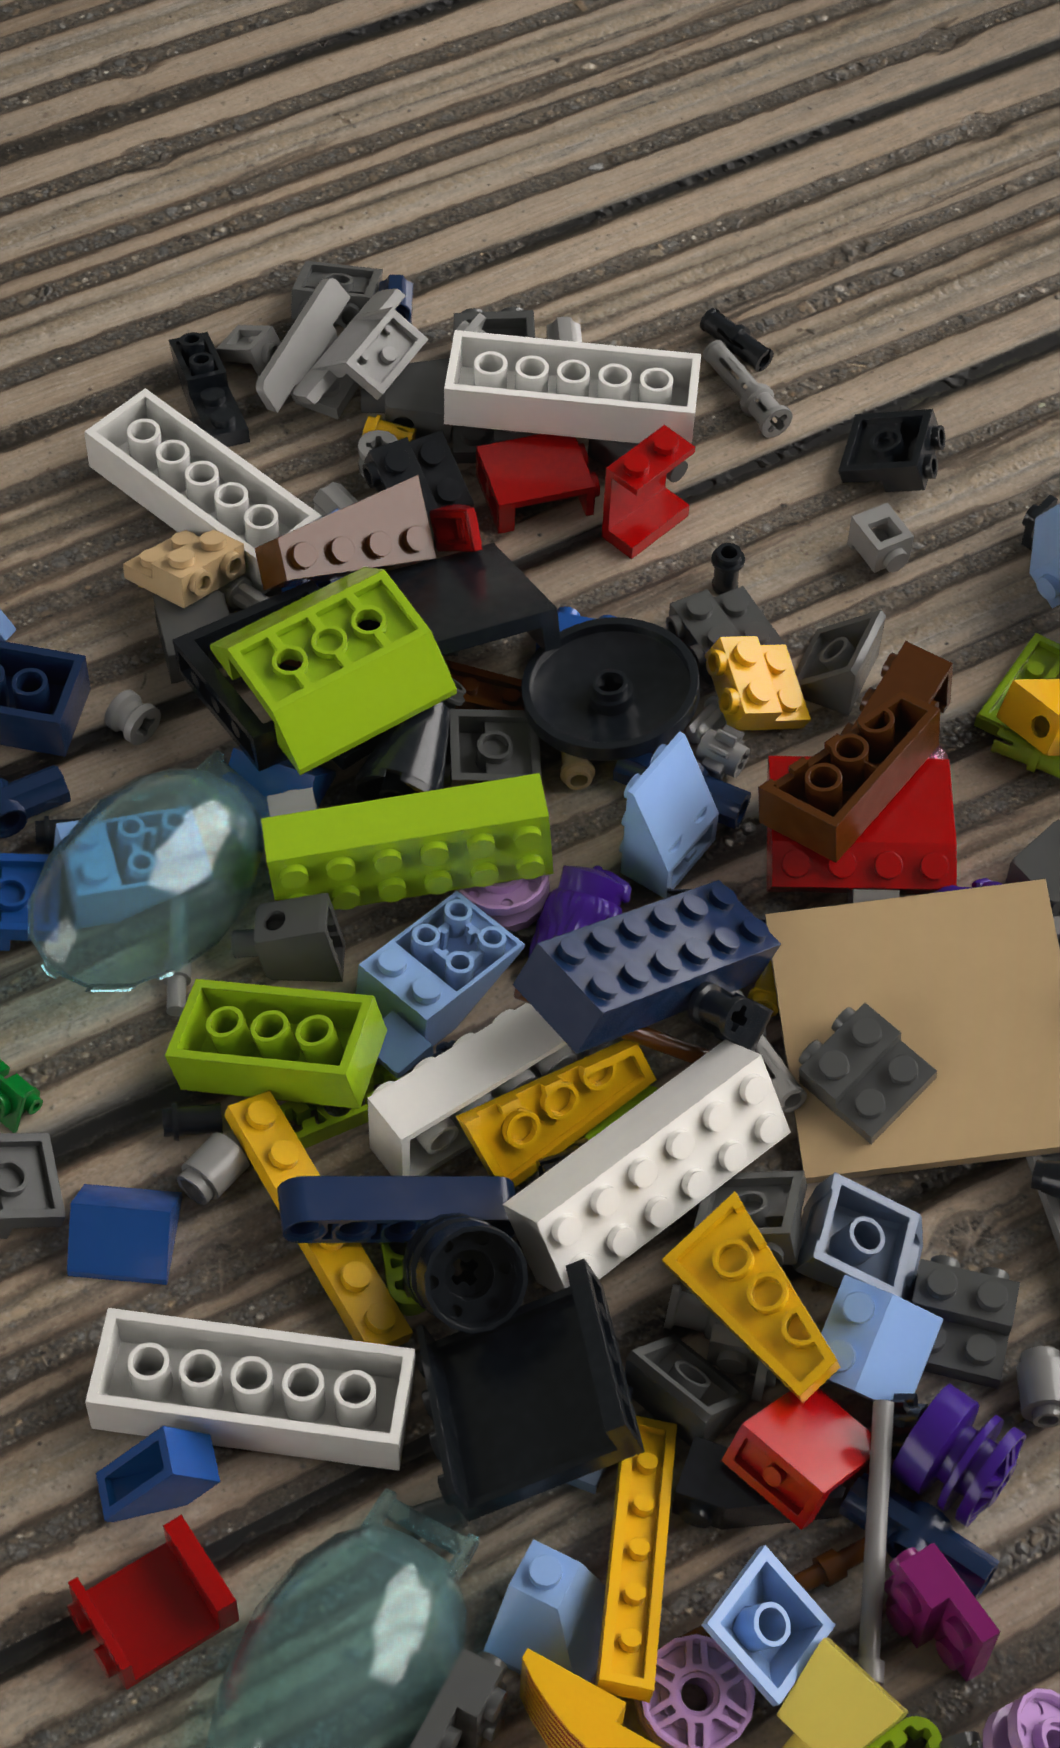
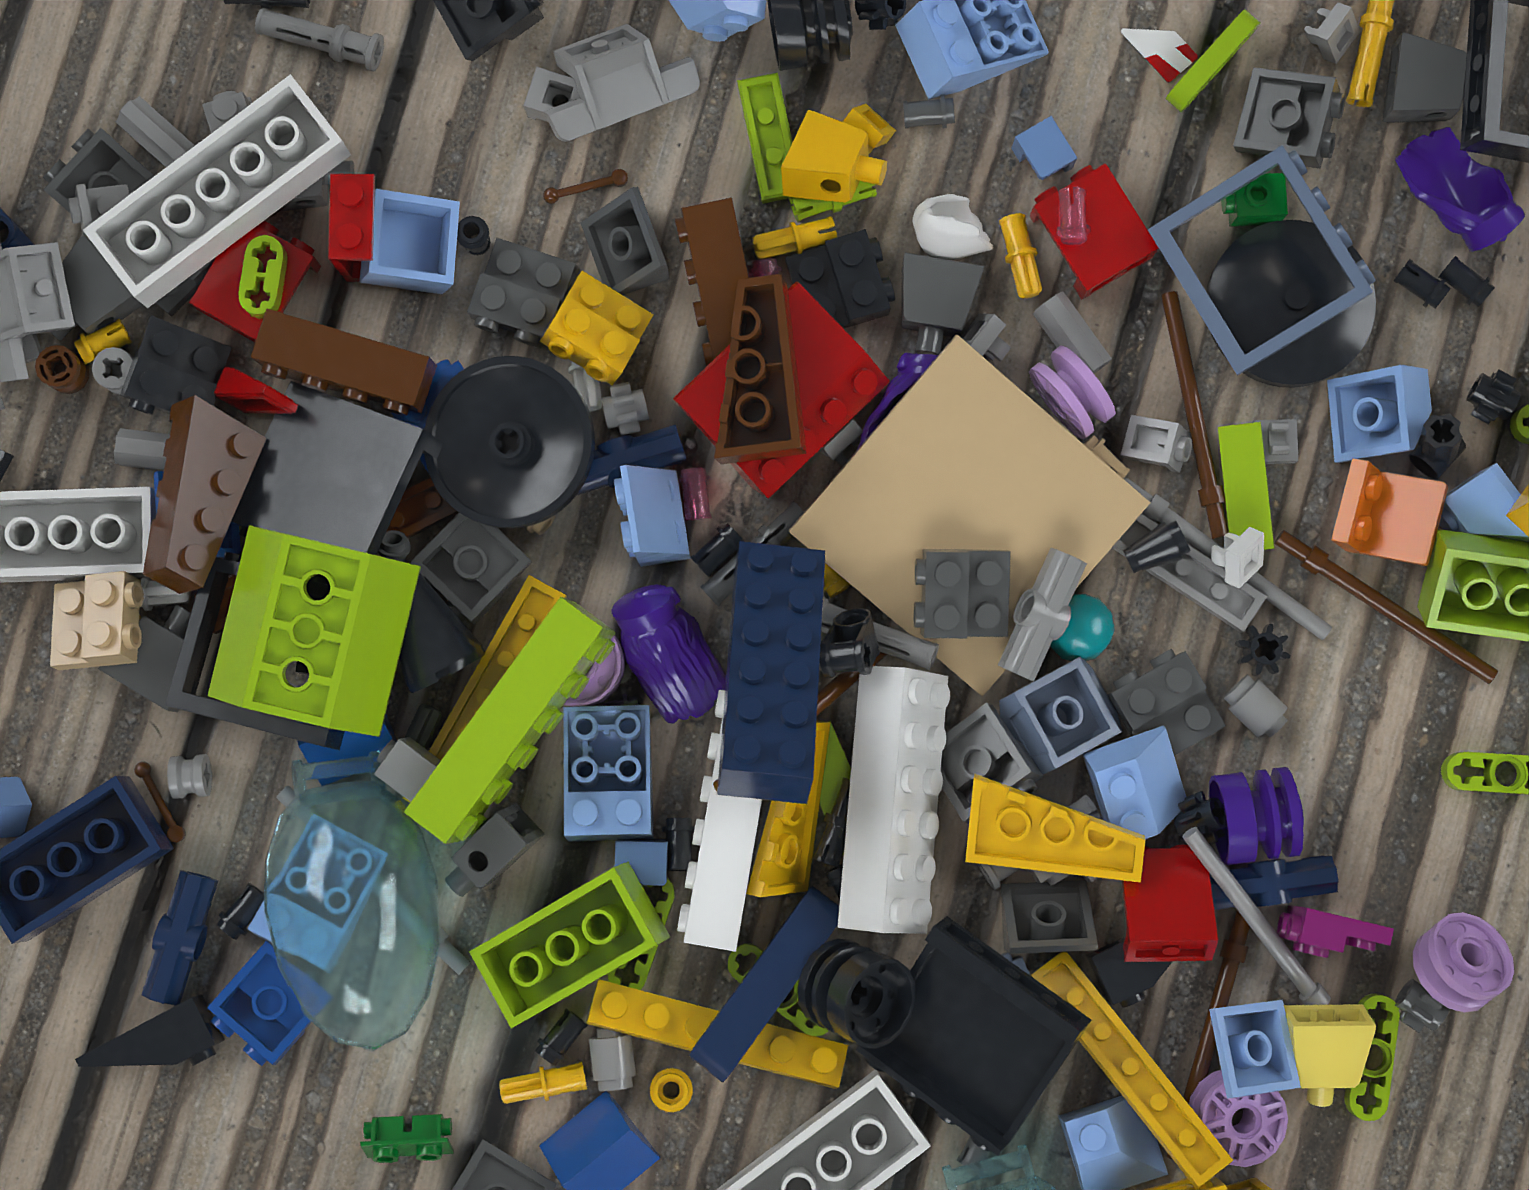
camera: 40 degrees left, 30 degrees up
(78, 749) = (175, 832): none -> reddish brown hinge
(141, 1139) = (543, 1083): none -> yellow axle
(232, 1224) = (666, 1103): none -> yellow plate
(342, 425) = (69, 376): none -> reddish brown wheel
(542, 462) = (252, 275): none -> lime beam
(544, 547) = (343, 363): none -> reddish brown wedge
(674, 528) = (412, 242): none -> light blue piece
(724, 845) = (695, 494): none -> clear pink pin
(814, 597) = (618, 178): none -> reddish brown hinge
(918, 1139) = (1042, 614): none -> light grey piece
(938, 561) = (616, 81): none -> light grey plate
(945, 1200) = (1088, 629): none -> teal hair
(979, 758) = (793, 238): none -> yellow axle
(993, 813) = (845, 278): none -> black plate

